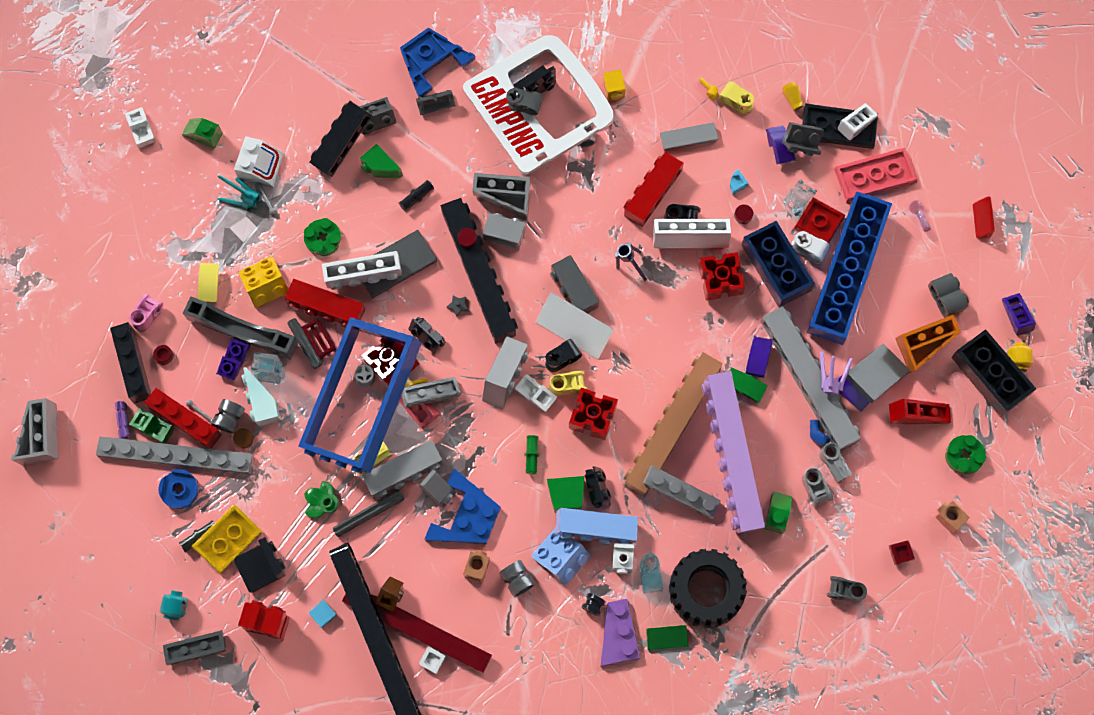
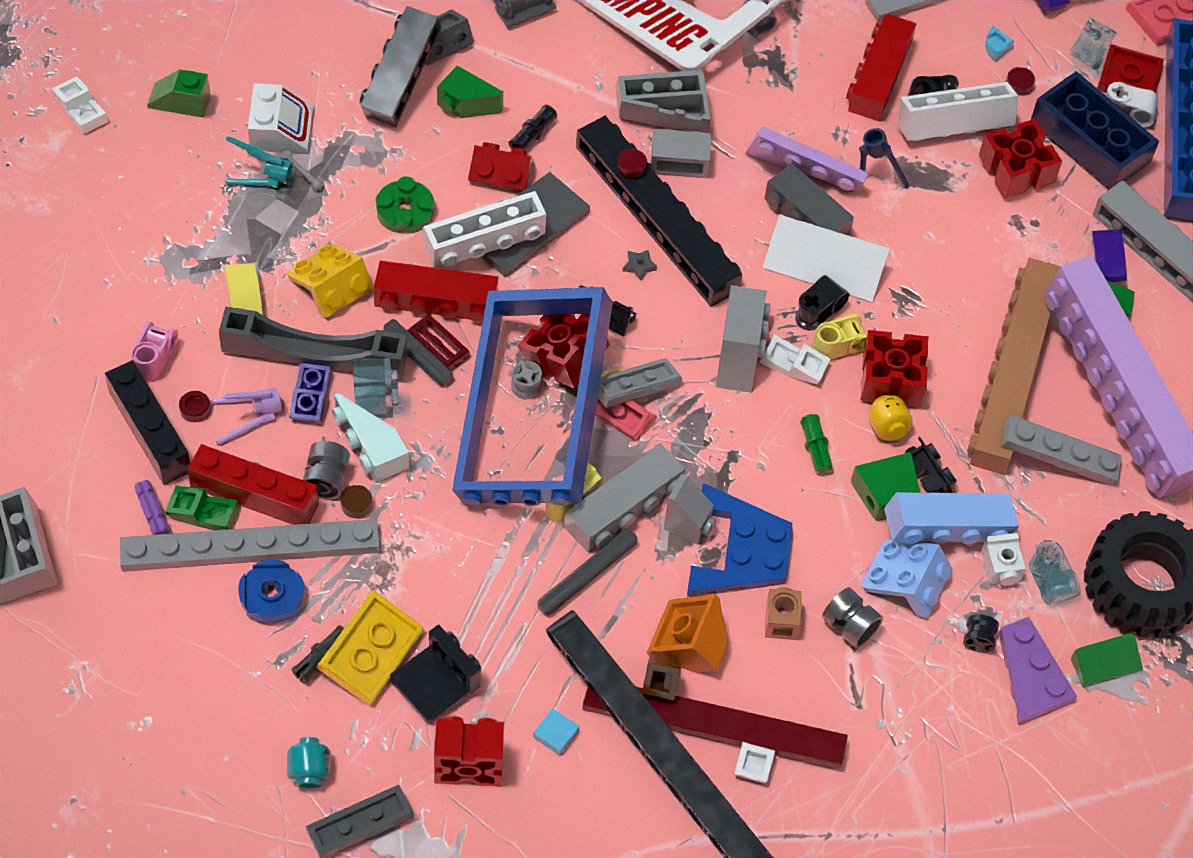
camera: 20 degrees left, 15 degrees down
(203, 361) = (264, 402): none -> lavender plant
(318, 499) = (503, 566): green plate -> none
(388, 220) = (500, 167): none -> red bracket
(417, 569) = (692, 632): none -> orange slope
(581, 446) = (890, 418): none -> yellow head
(589, 259) = (784, 151): none -> lavender wing

